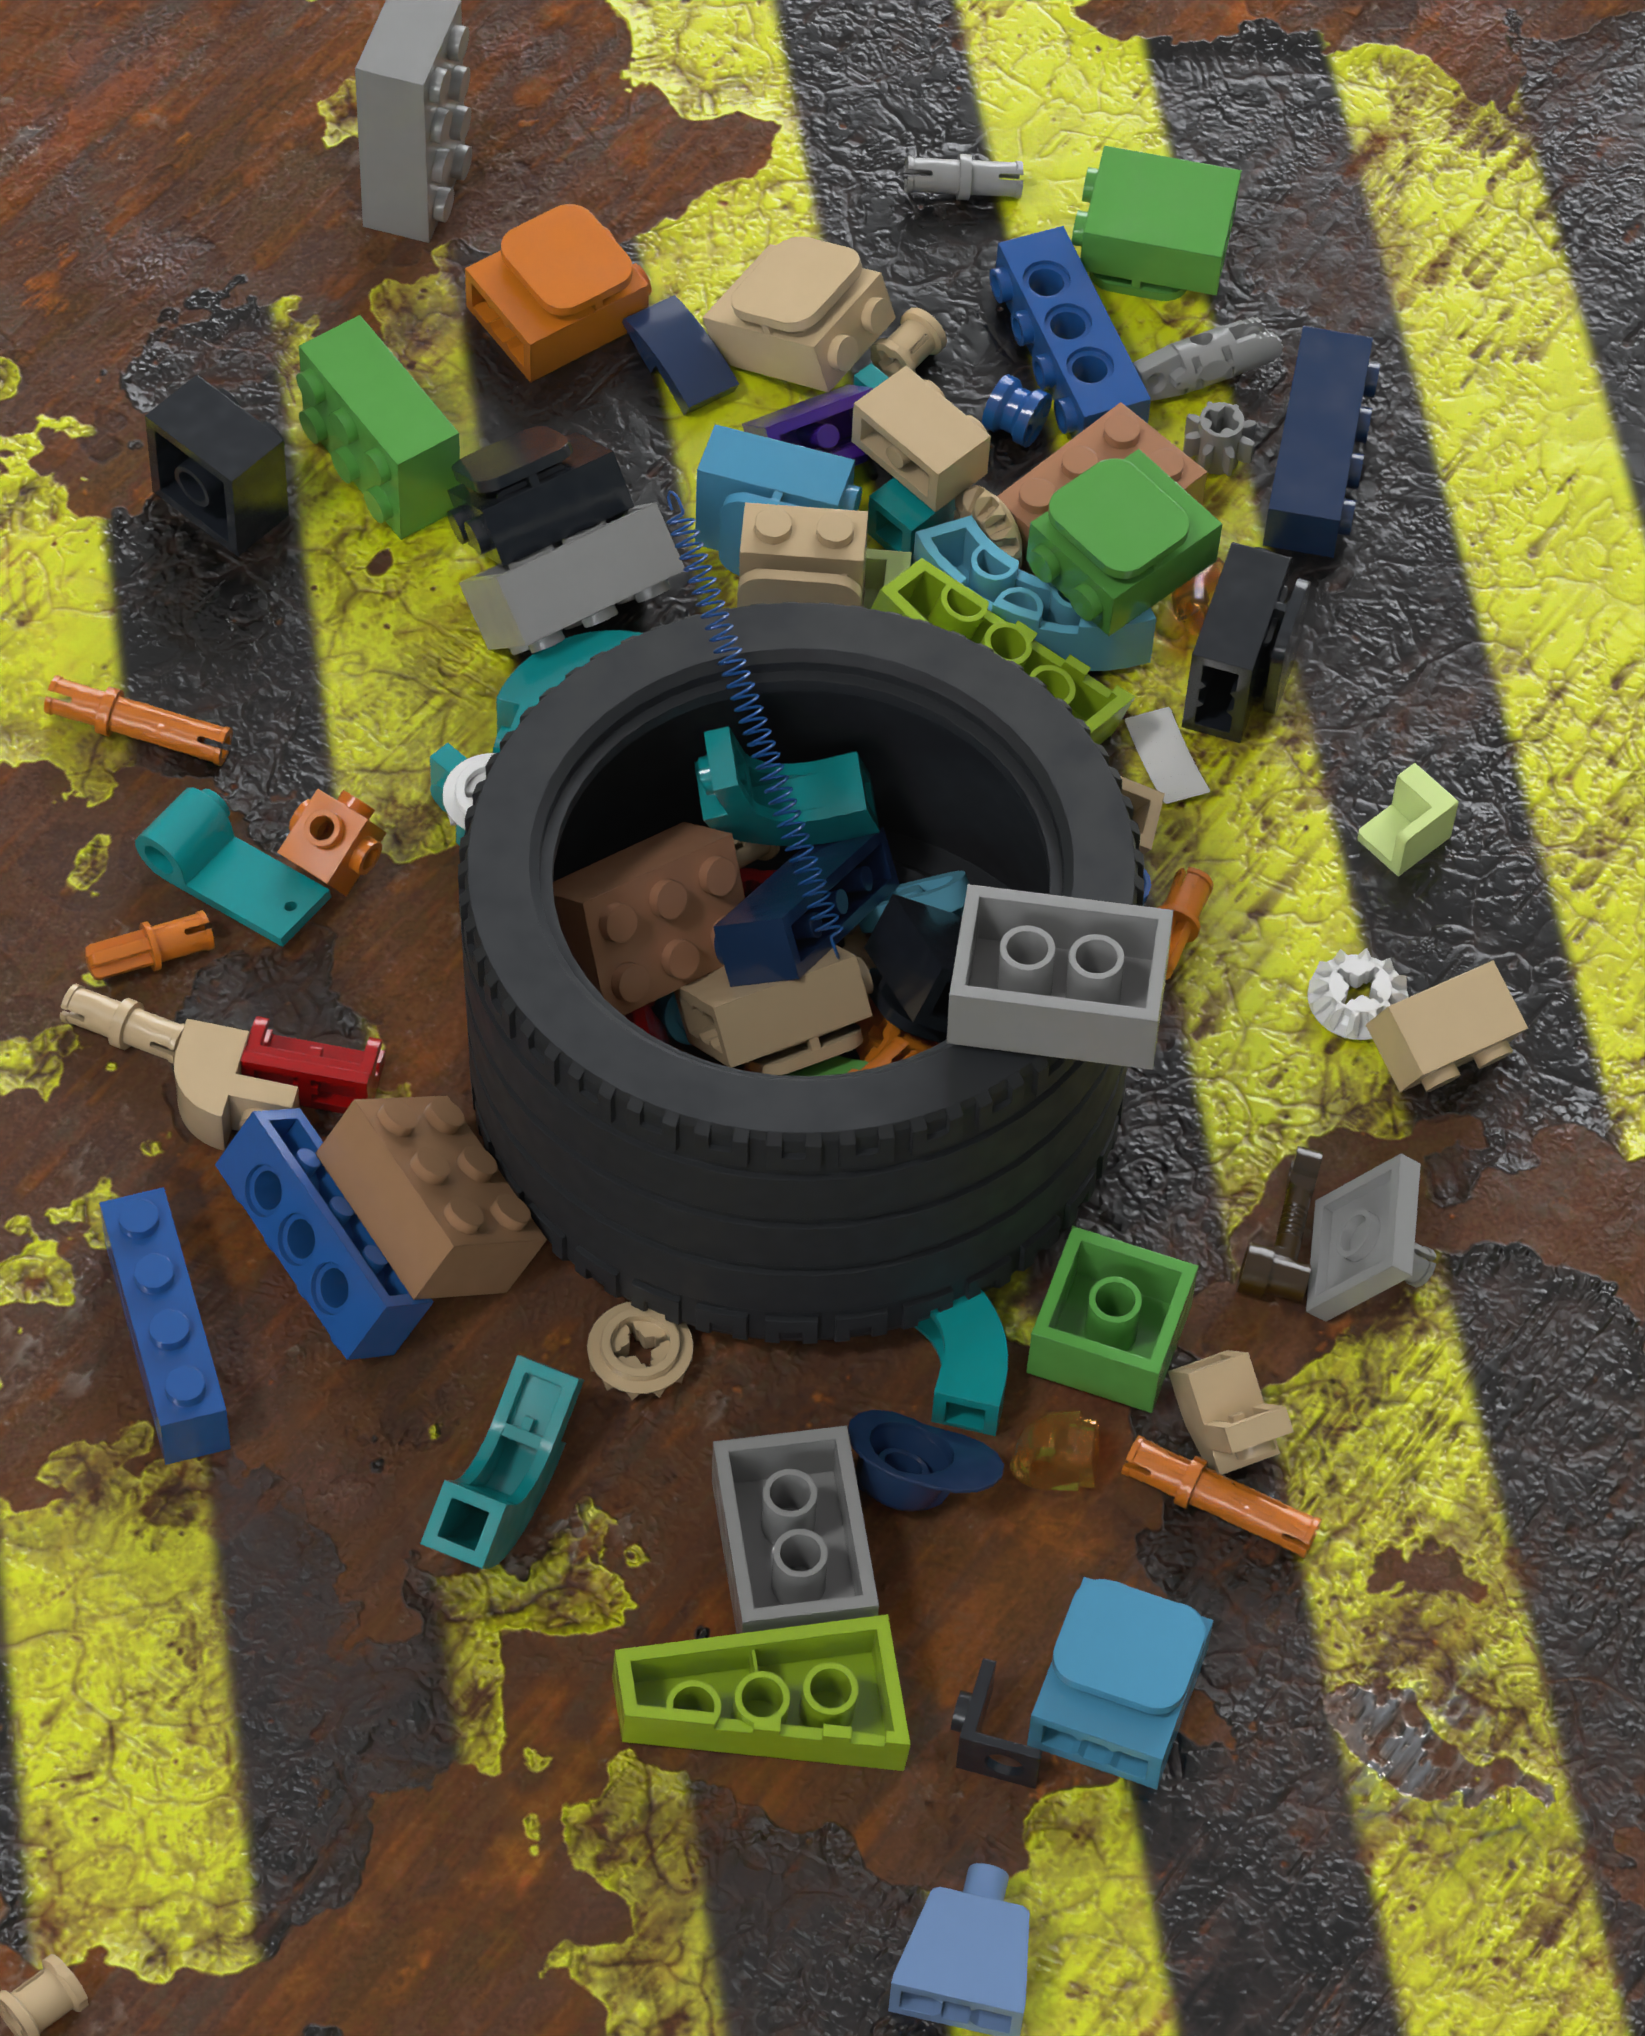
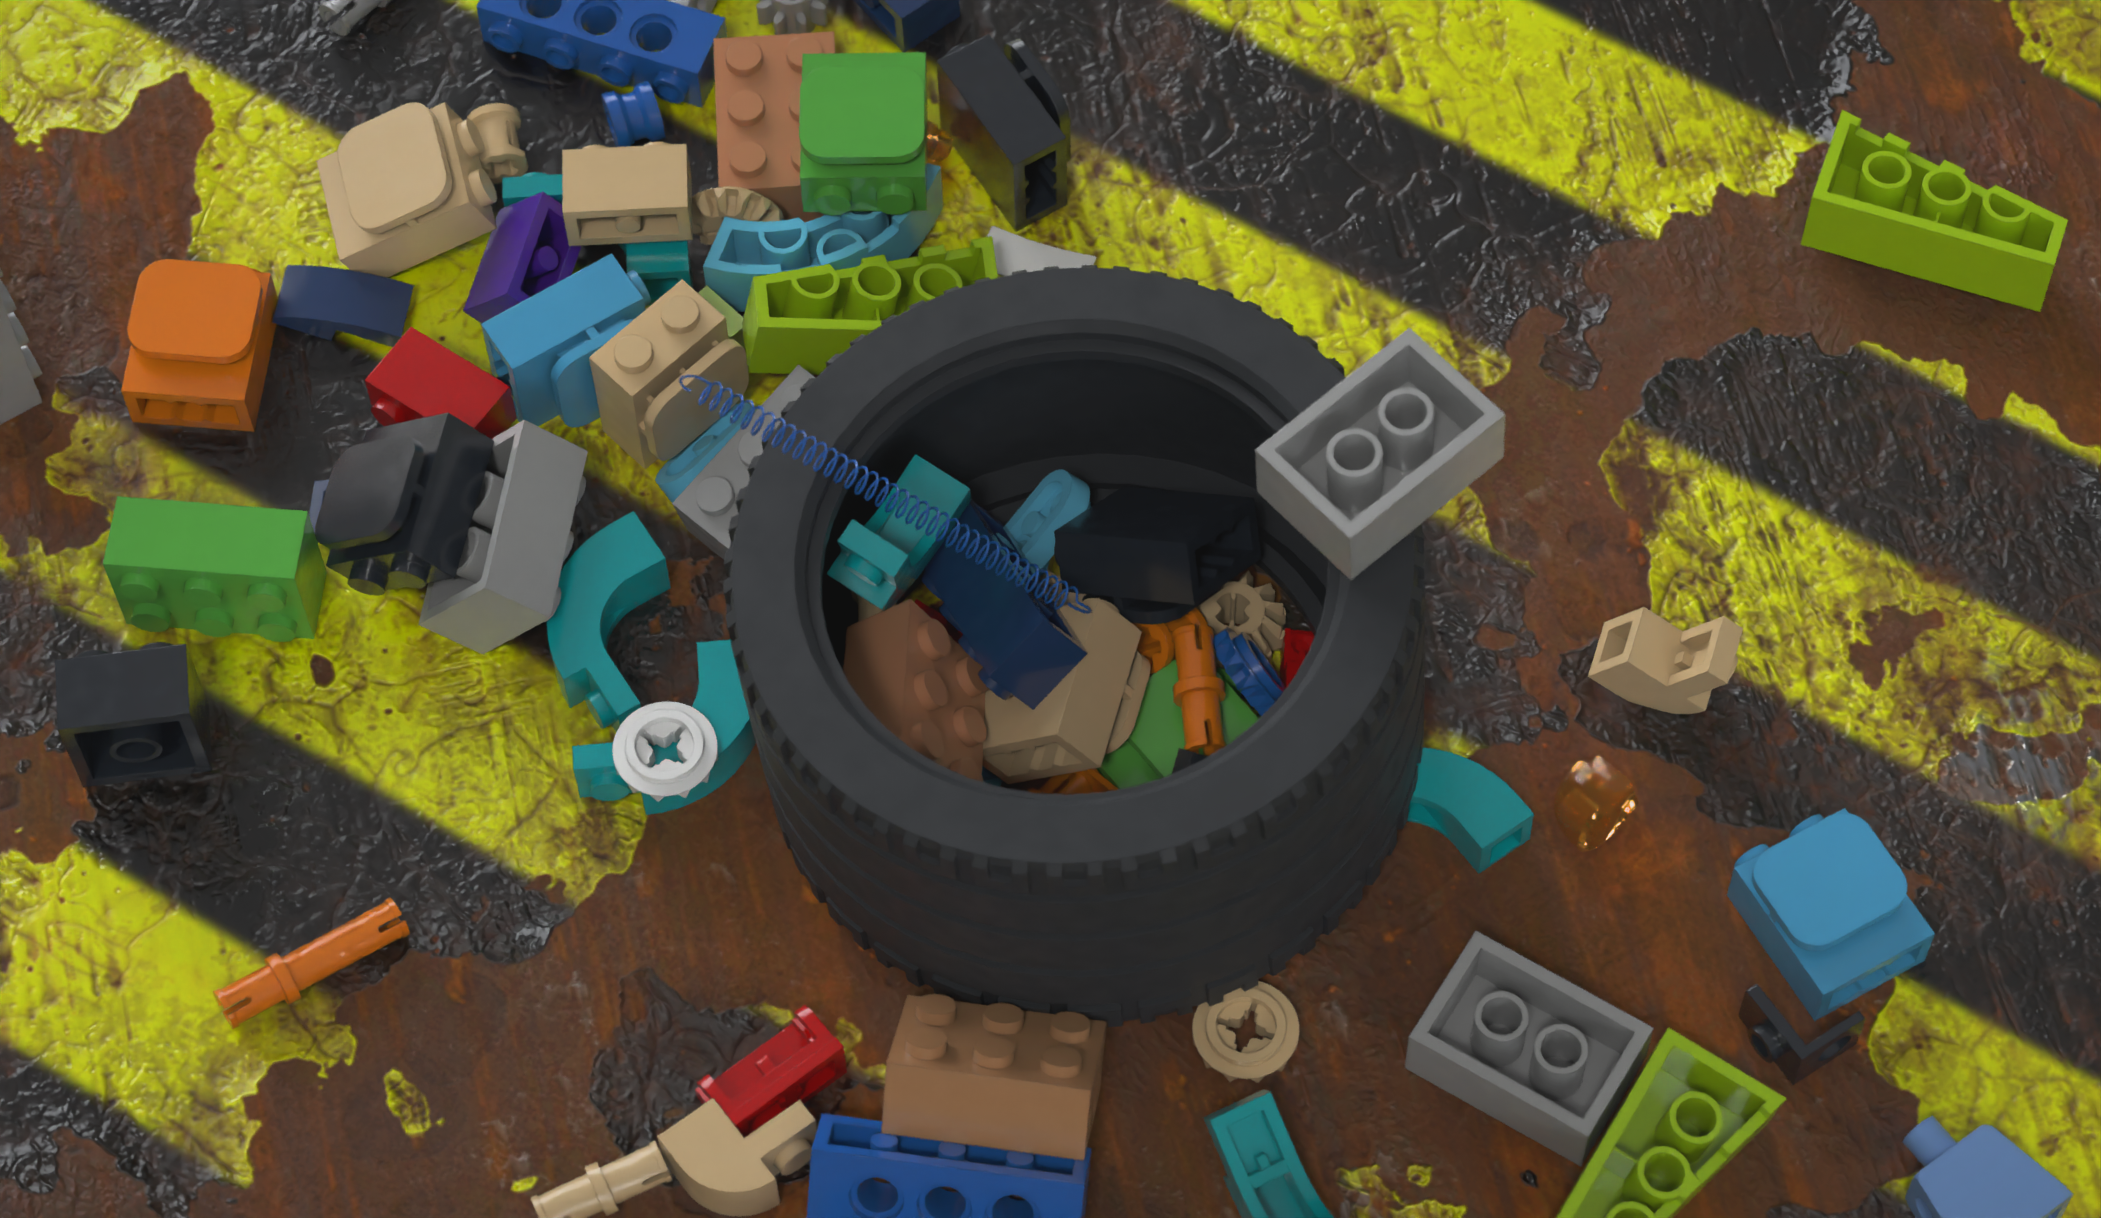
camera: 45 degrees left, 5 degrees up
(149, 946) = (542, 1115): orange axle -> none
(199, 854) = (489, 1012): teal door -> none
(333, 839) = (585, 925): orange brick -> none
(656, 453) = (428, 379): none -> red brick
(917, 1464) = (1533, 901): dark blue piece -> none
(1112, 1319) = (1521, 677): bright green brick -> none
(1210, 1491) = (1701, 732): orange pin -> none
(1278, 1268) = (1559, 538): dark brown brick -> none
(1330, 989) = (1348, 314): white gear -> none
(1367, 1239) = (1601, 455): light grey tile -> none
(1413, 824) = (1251, 147): yellowish green panel -> none
(1447, 1027) = (1463, 261): tan brick -> none

